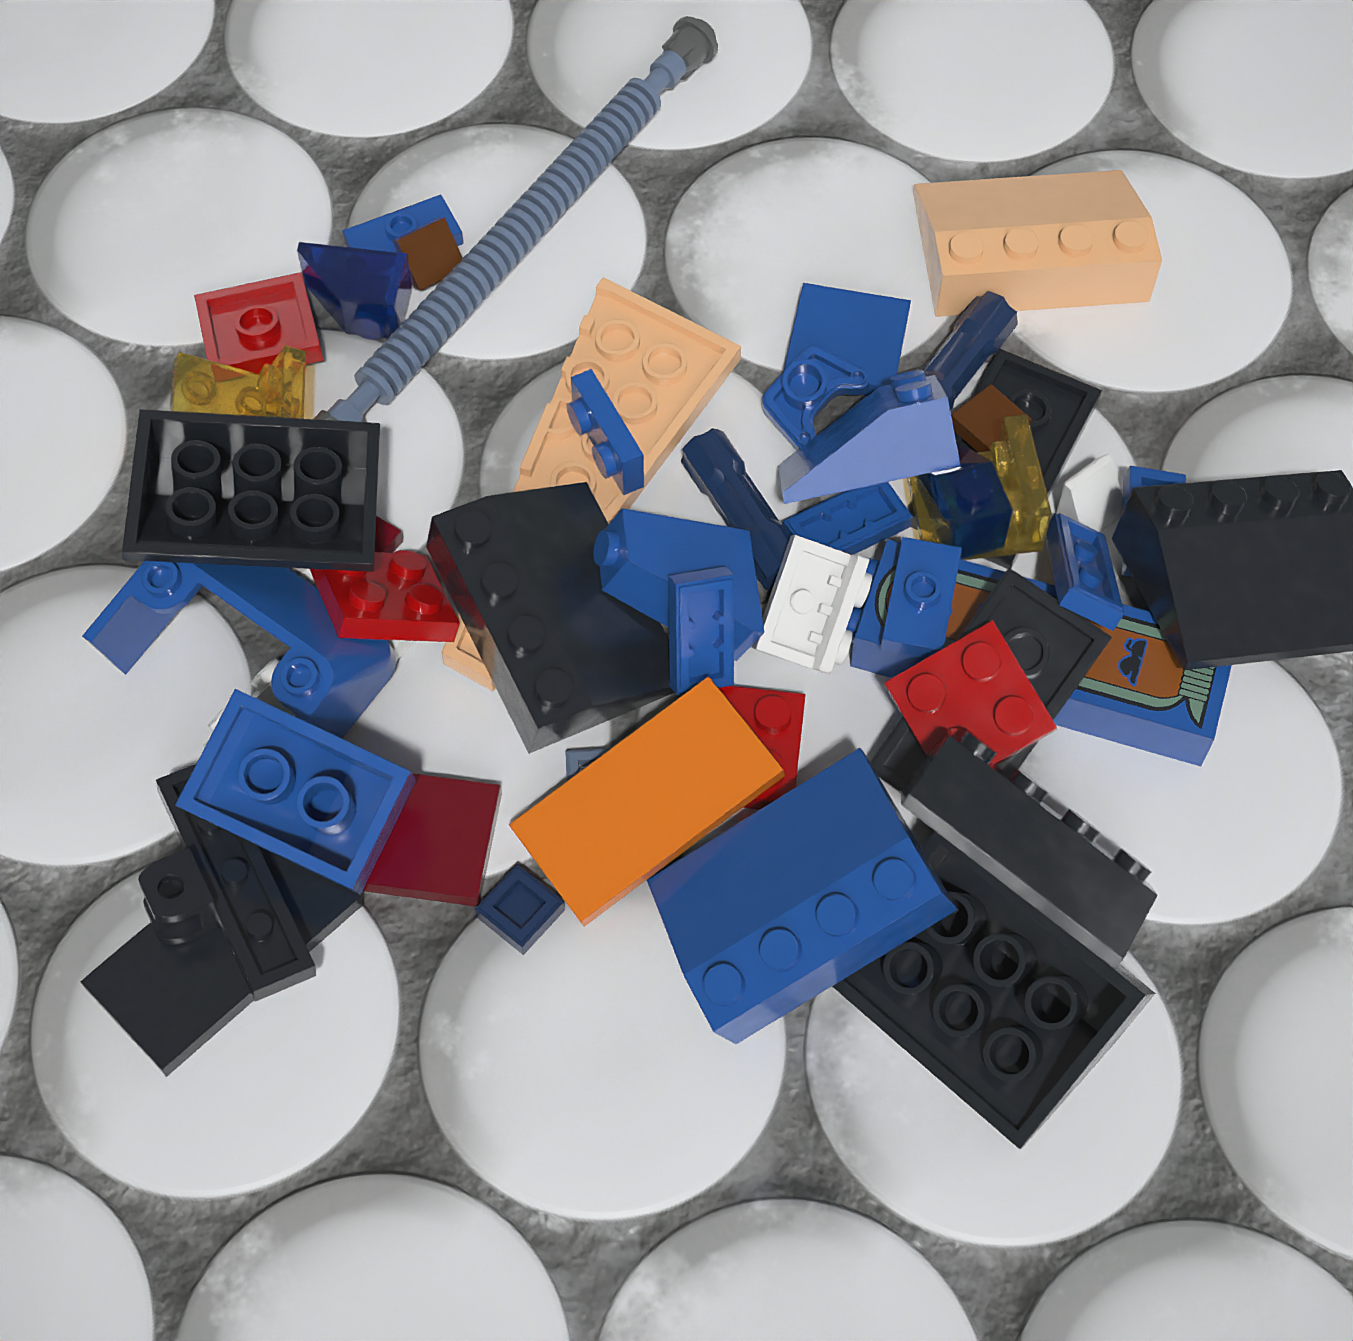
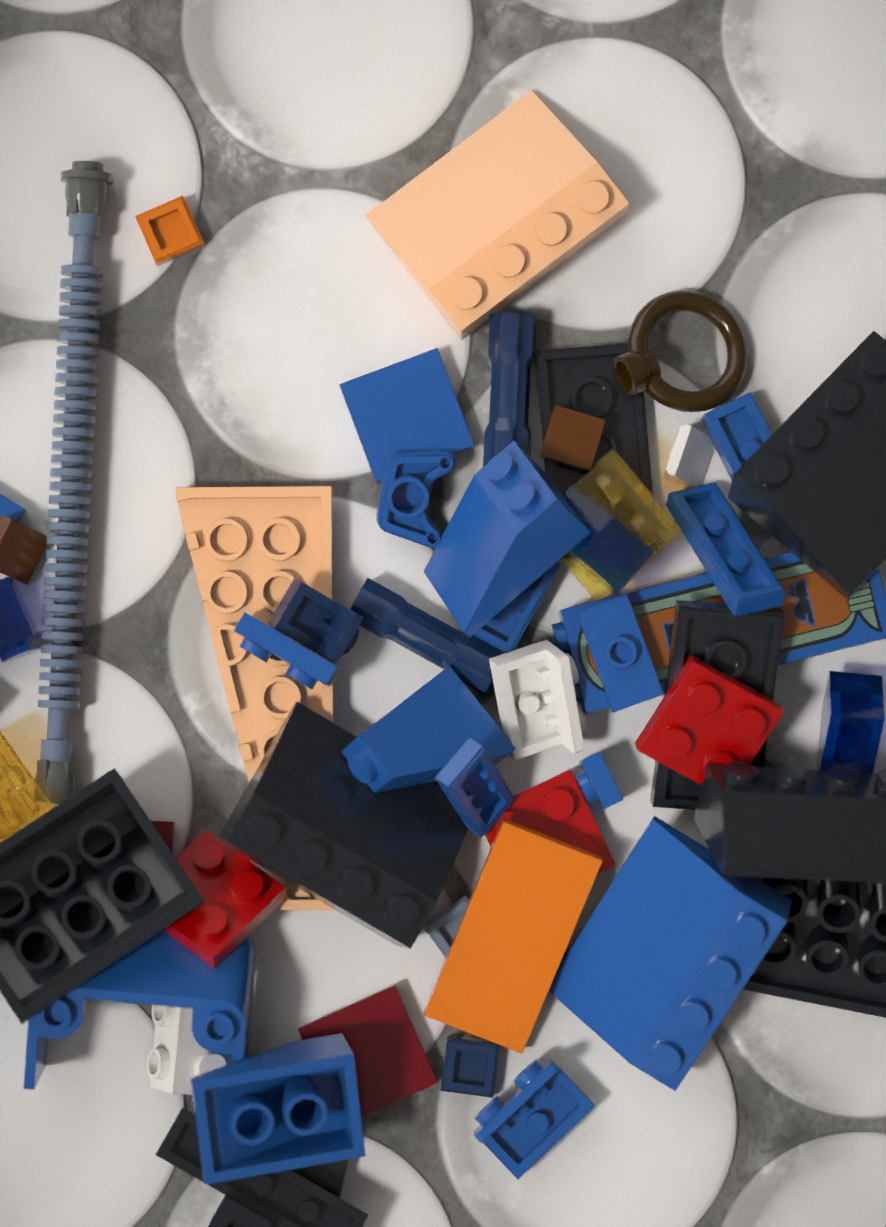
camera: 35 degrees left, 25 degrees up
(547, 982) = (532, 1117): none -> blue bracket
(653, 421) = (316, 621): none -> dark blue bracket
(737, 115) = (170, 230): none -> orange tile
(824, 716) = (597, 782): none -> blue plate
(1091, 395) = (640, 370): none -> dark brown piece
(1123, 796) = (851, 721): none -> clear blue slope

